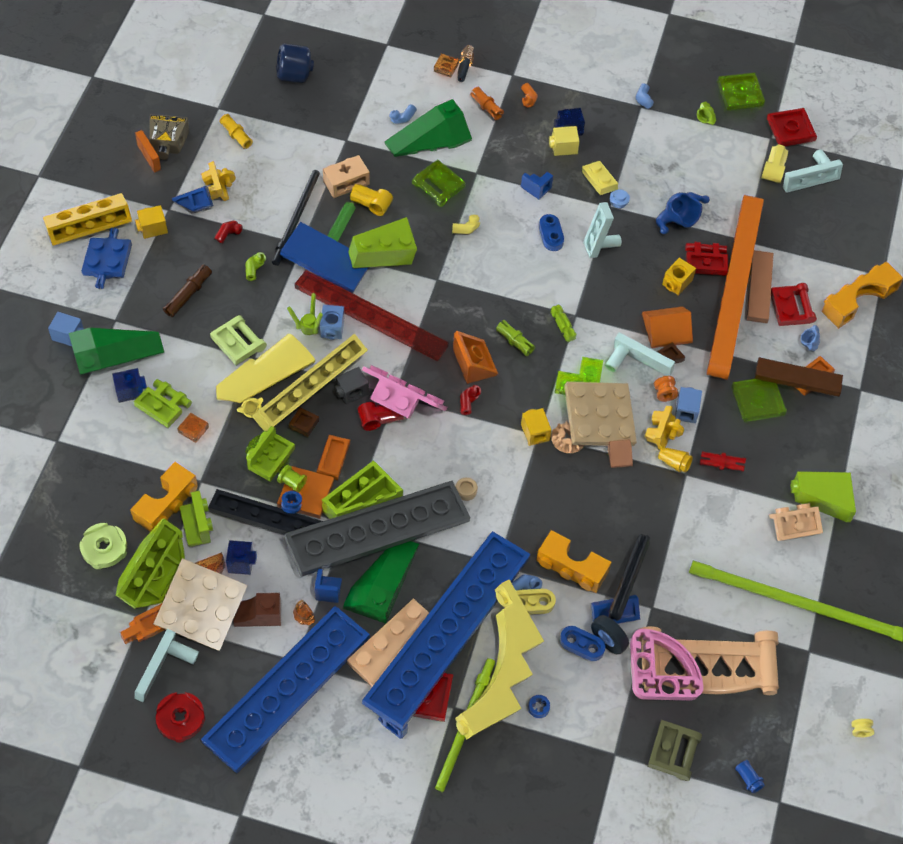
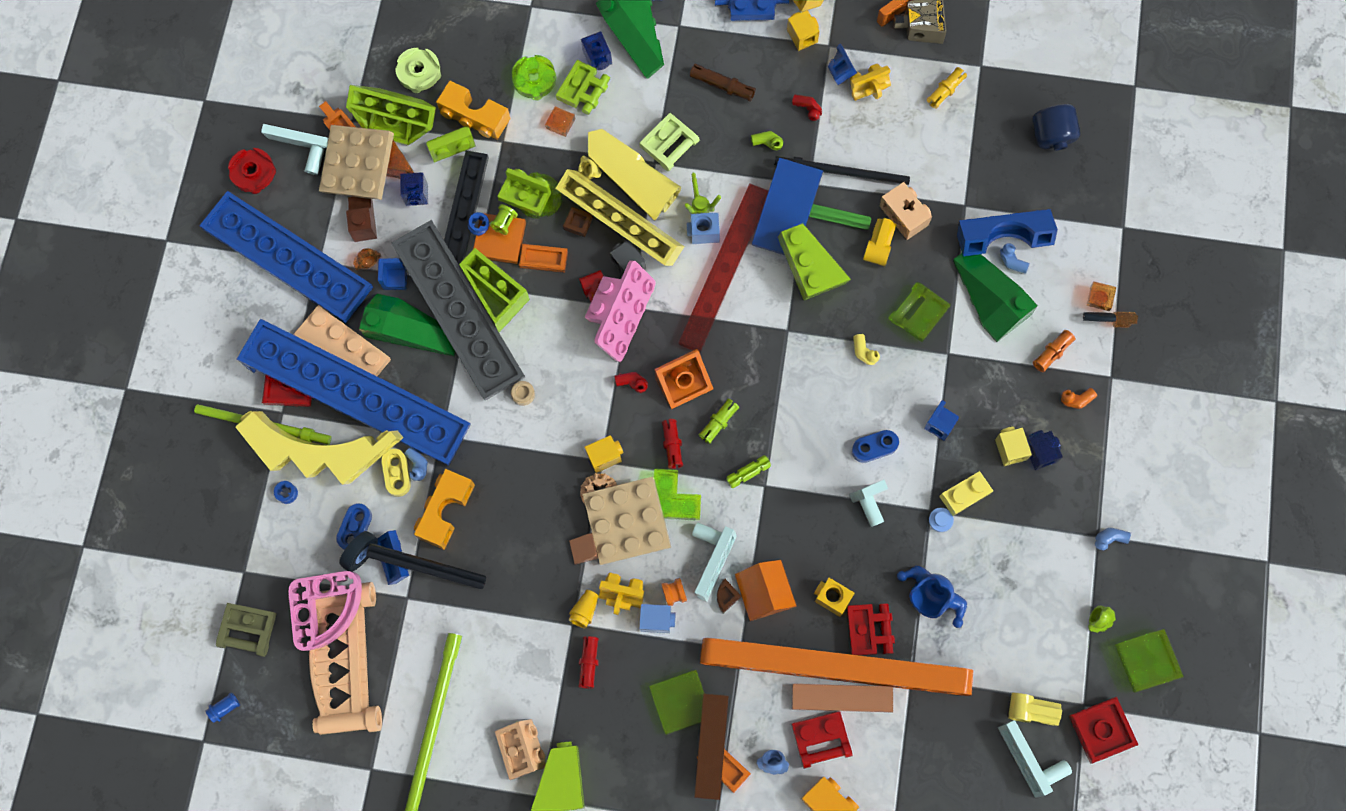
camera: 90 degrees right, 15 degrees up
(140, 454) = (533, 88): none -> clear neon green plate
(379, 130) = (1033, 227): none -> blue arch
(532, 374) = (672, 443): none -> red pin

